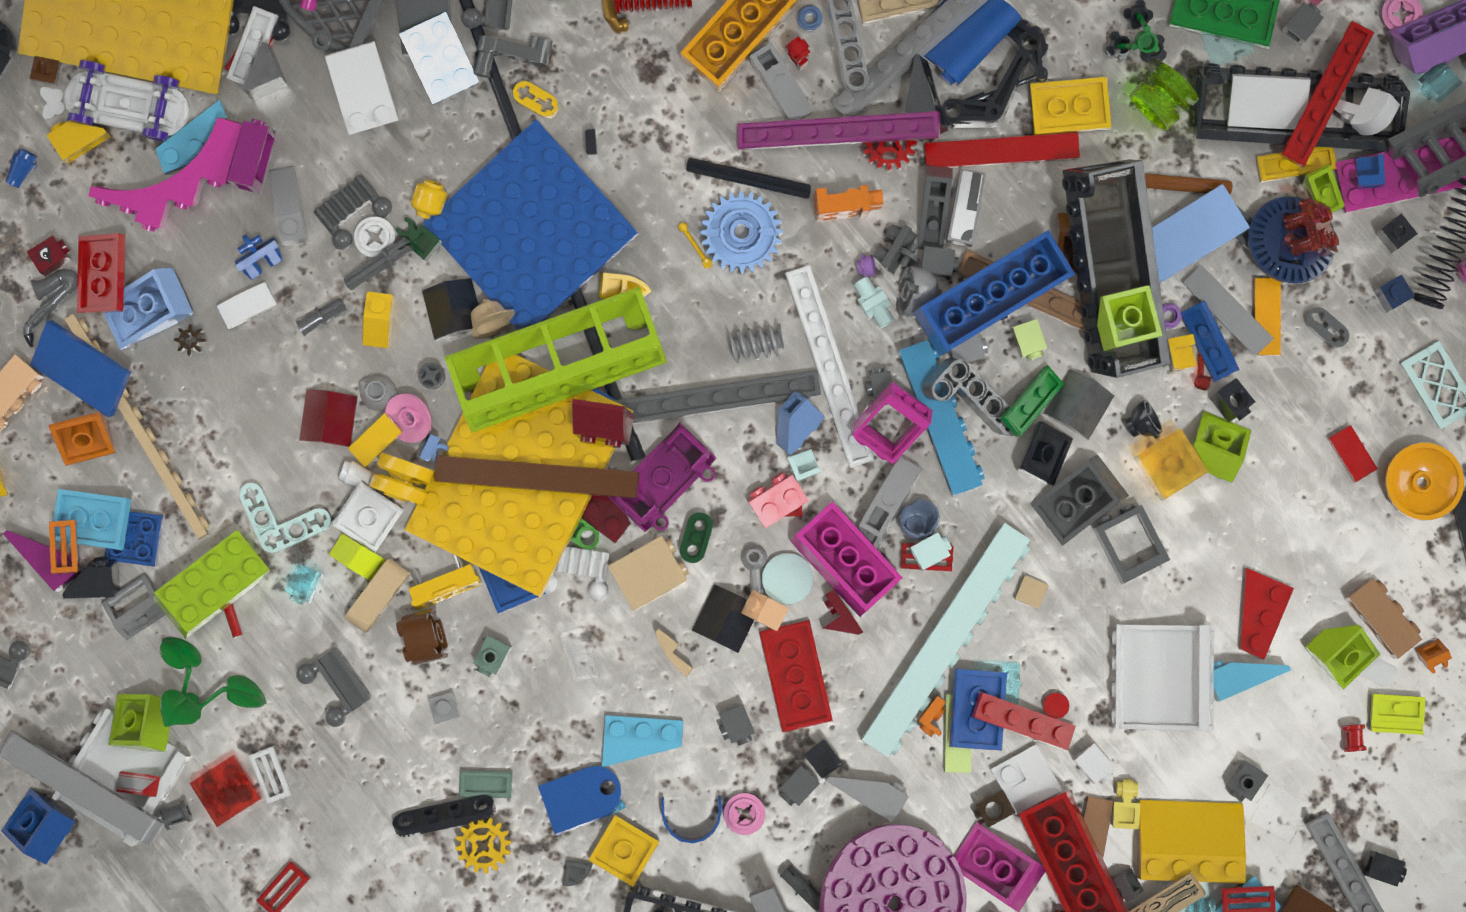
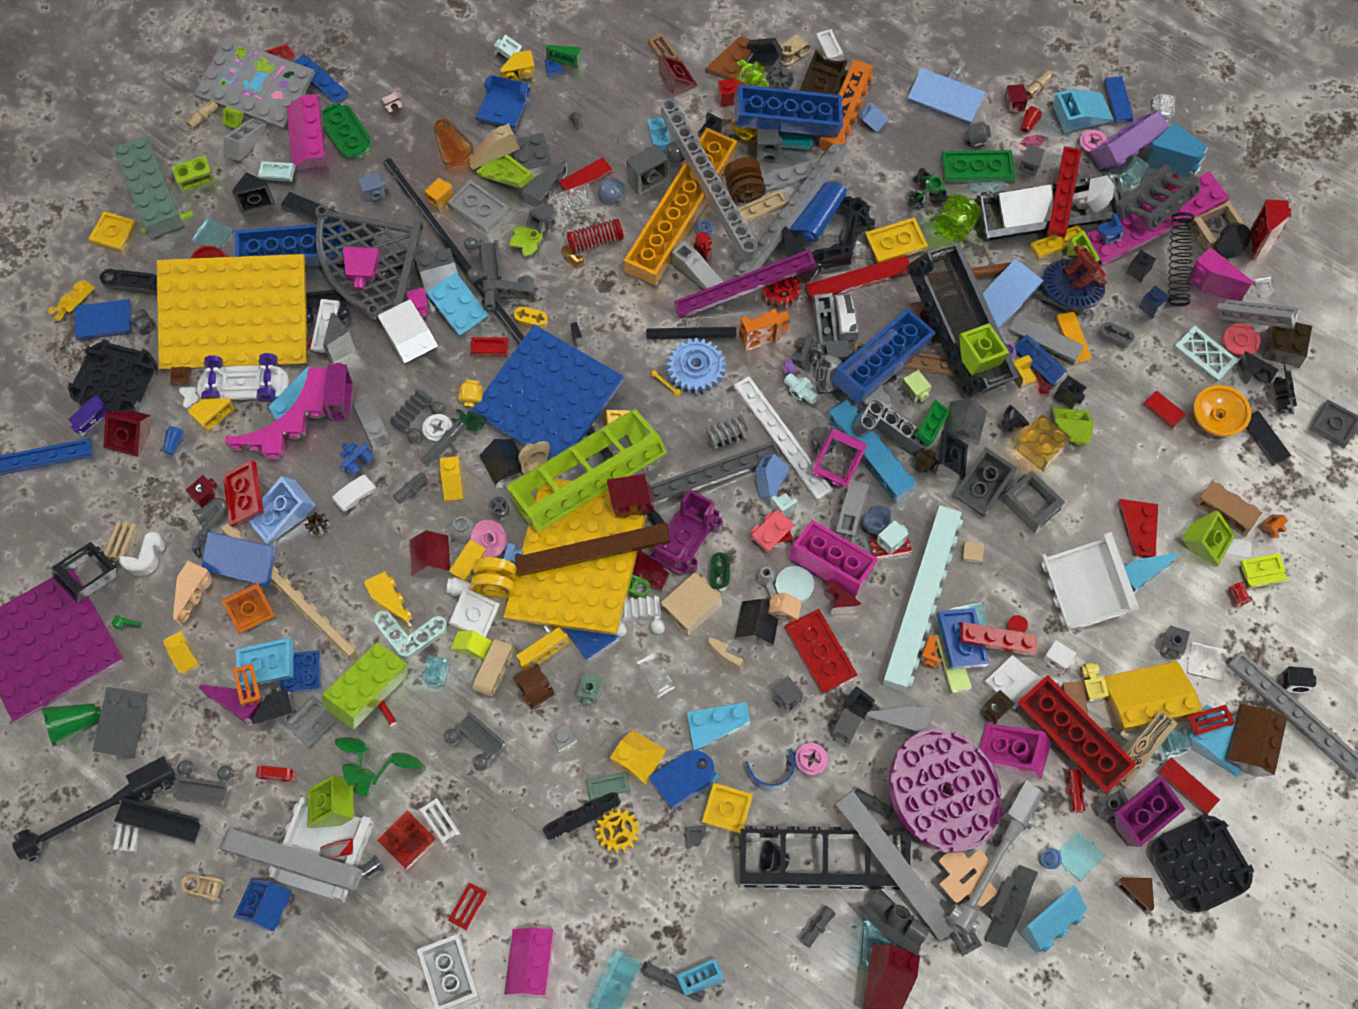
camera: 15 degrees left, 20 degrees down
(80, 666) = (275, 774): none -> red beam
(258, 461) = (384, 596): none -> yellow slope
(387, 40) = (420, 301): none -> dark pink brick
(470, 129) = (489, 346): none -> red tile
(531, 755) = (637, 756): none -> yellow slope
(1008, 450) = (925, 460): none -> dark brown gear

